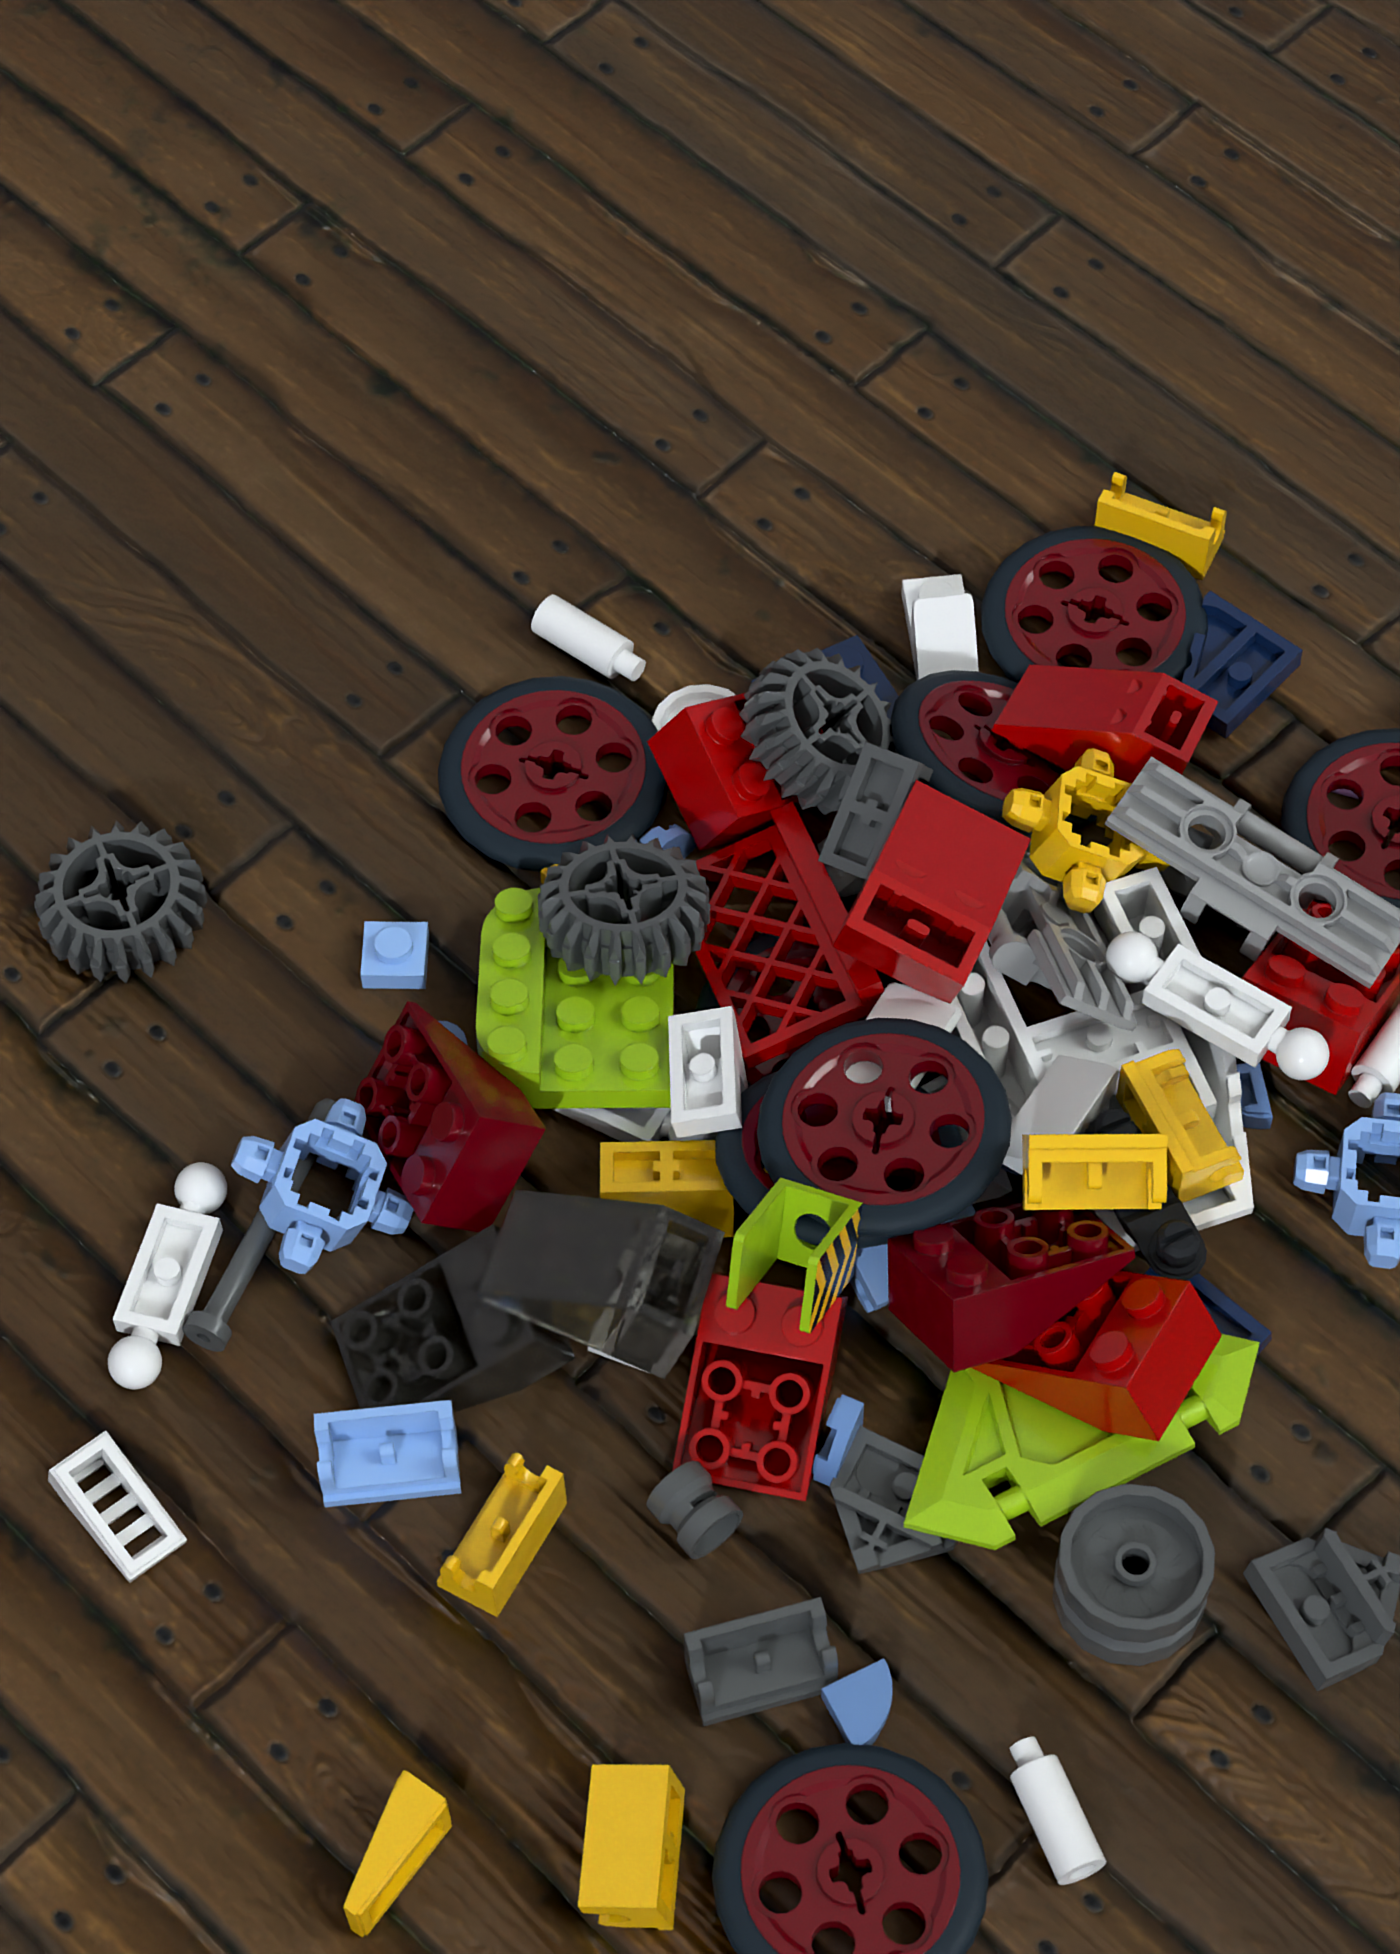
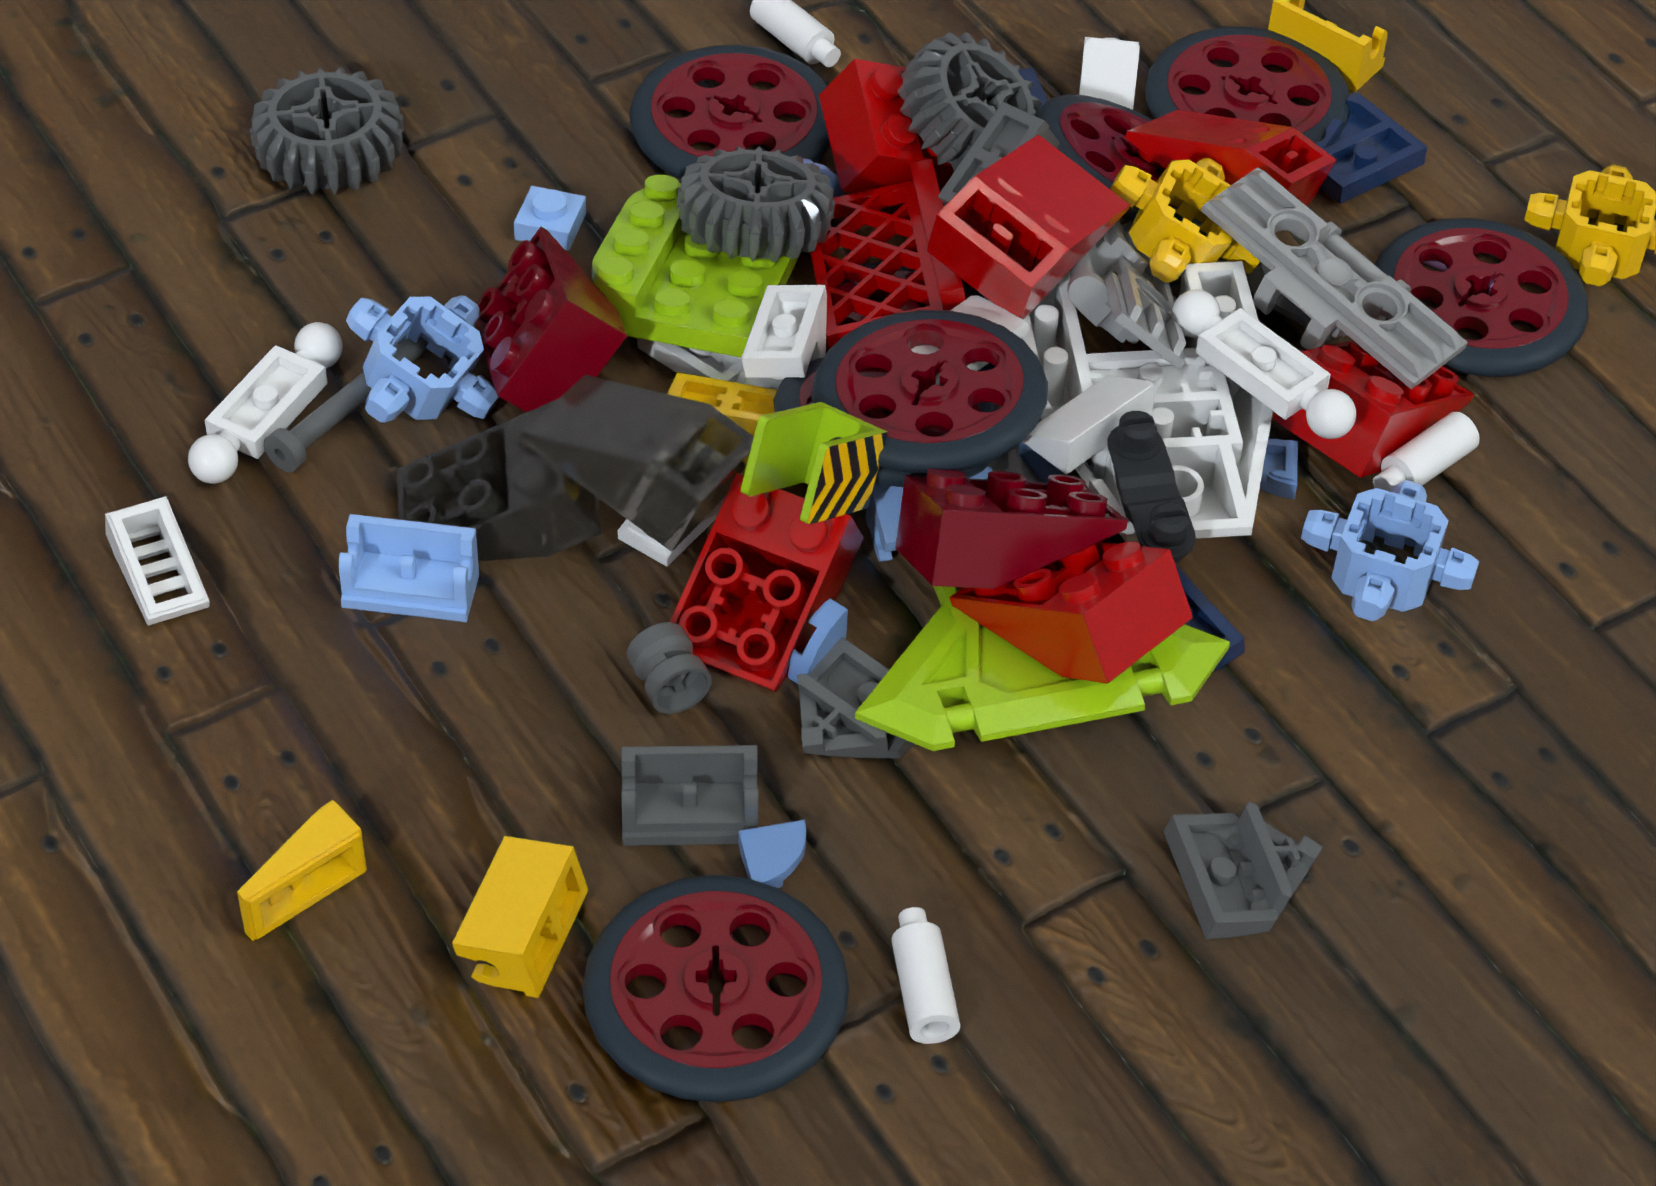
camera: 10 degrees right, 10 degrees down
(504, 1536) = (493, 656): yellow hinge -> none
(1094, 1171) = (1106, 446): yellow hinge -> none
(1133, 1574) = (1054, 795): dark grey wheel -> none
(1165, 1102) = (1198, 444): yellow hinge -> none

